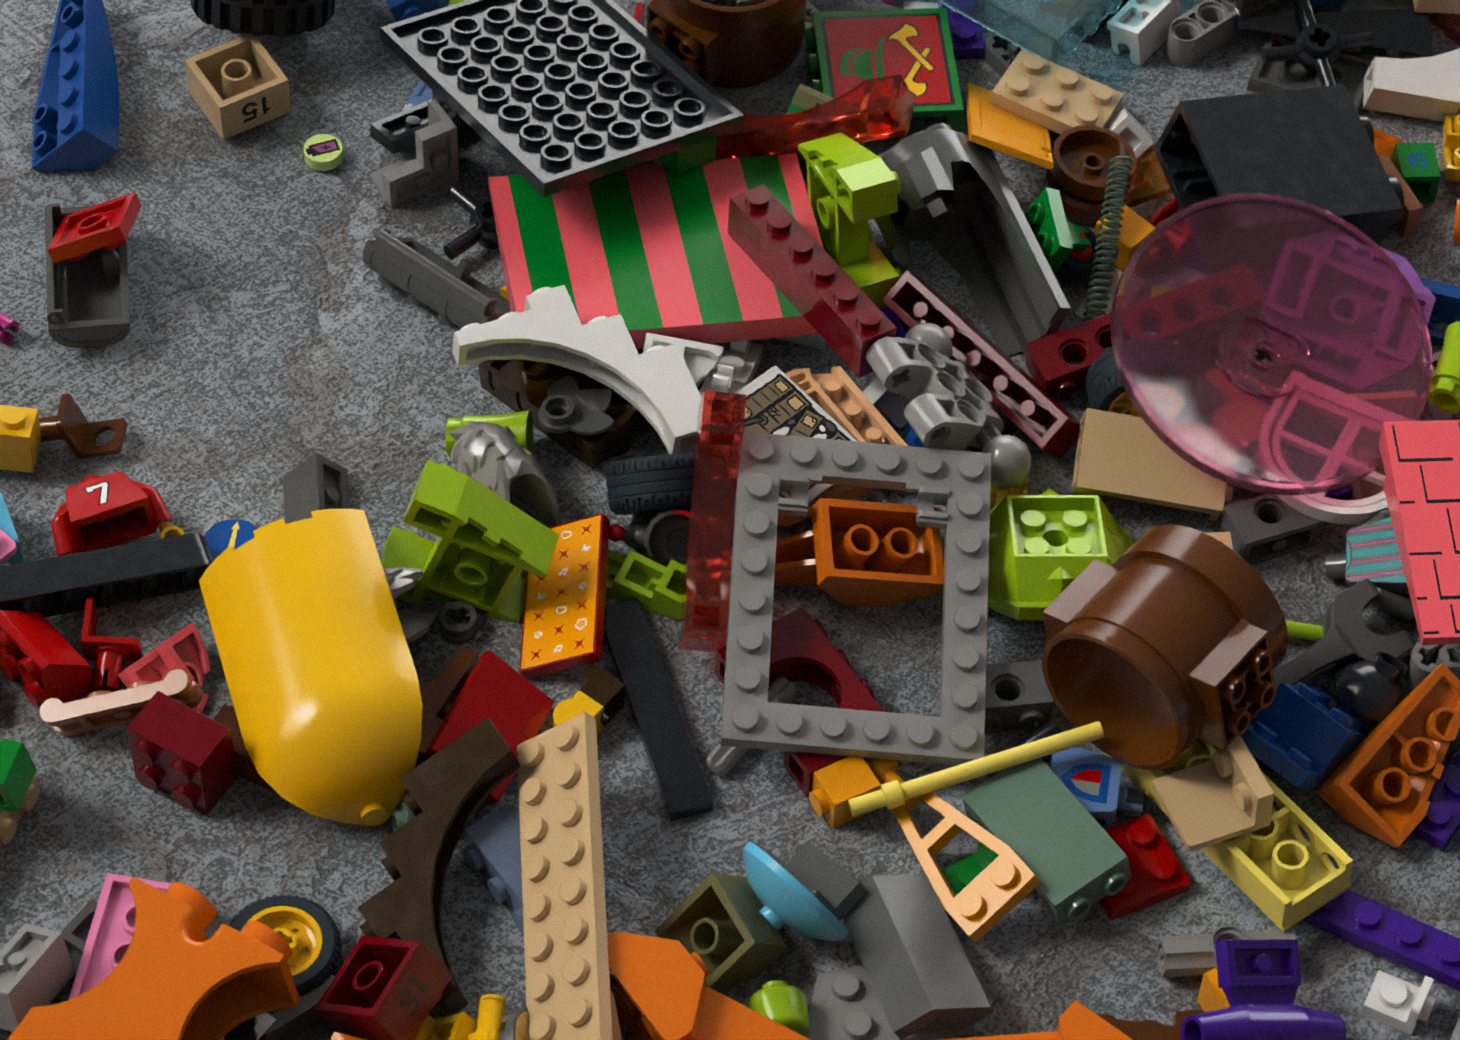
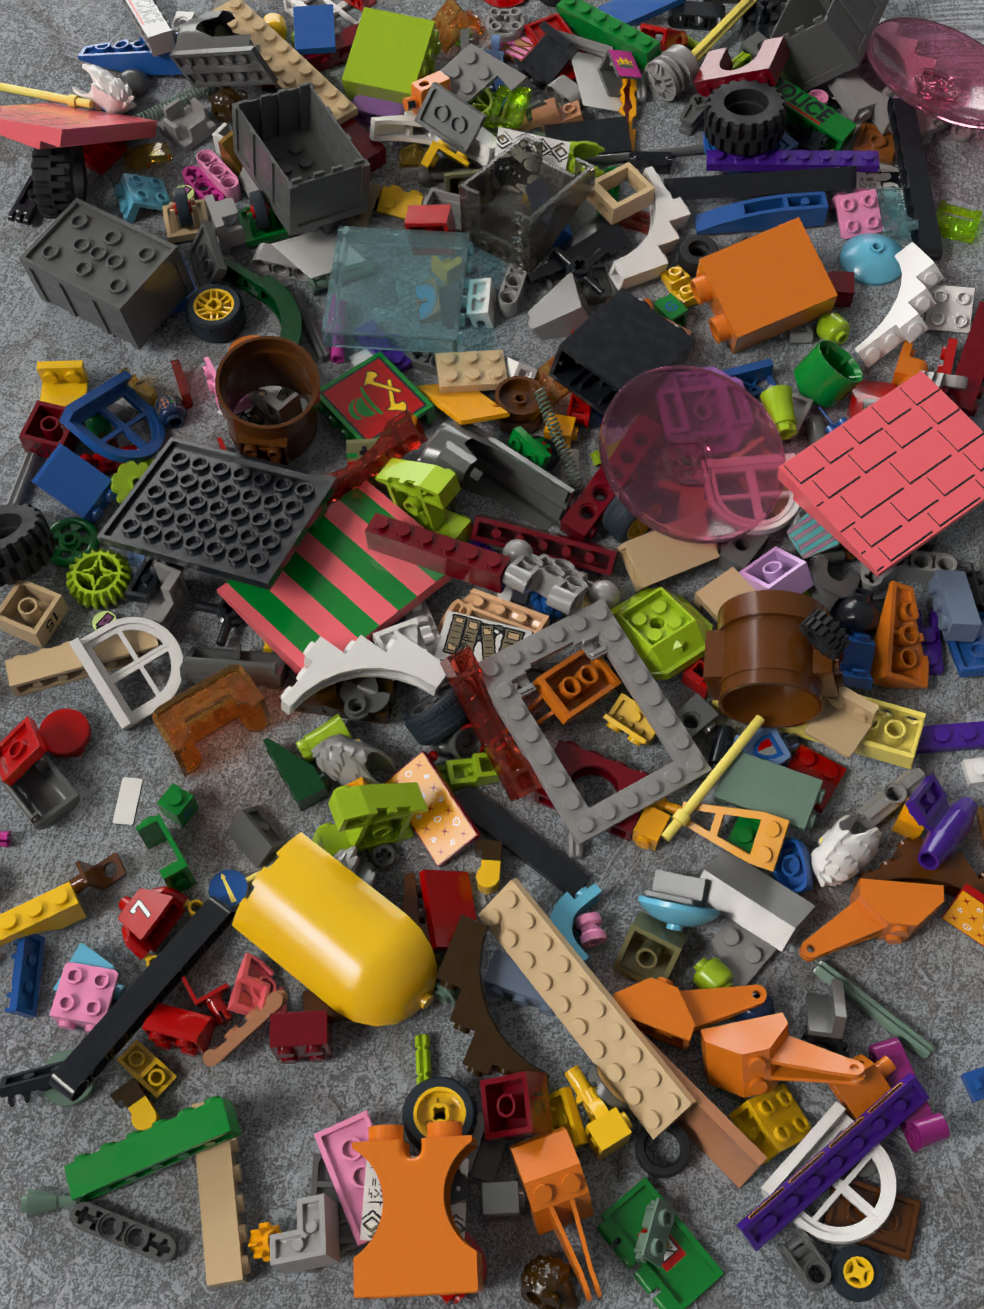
camera: 30 degrees left, 10 degrees up
(171, 250) = (65, 733): none -> red tile
(182, 475) = (177, 874): none -> green panel
(188, 373) = (127, 801): none -> white sticker
(243, 407) = (178, 805): none -> green brick
(263, 176) = (61, 665): none -> tan brick
(263, 214) = (106, 683): none -> white window
(321, 876) = (423, 1057): none -> lime axle
(353, 35) = (72, 547): none -> green plate
(354, 84) = (92, 572): none -> lime gear
(359, 311) = (207, 709): none -> clear orange windscreen
(418, 444) = (299, 776): none -> dark green slope
(642, 826) = (569, 908): none -> medium azure arch
(659, 865) = (590, 929): none -> bright pink wheel
(921, 643) = (628, 717): none -> yellow bracket
(1008, 953) = (794, 866): none -> blue piece
(1094, 966) = (843, 853): none -> white head
(1234, 624) = (825, 634): none -> black tyre
(1250, 71) = (560, 310): none -> light grey slope
(1294, 574) = (778, 572): none -> lavender brick

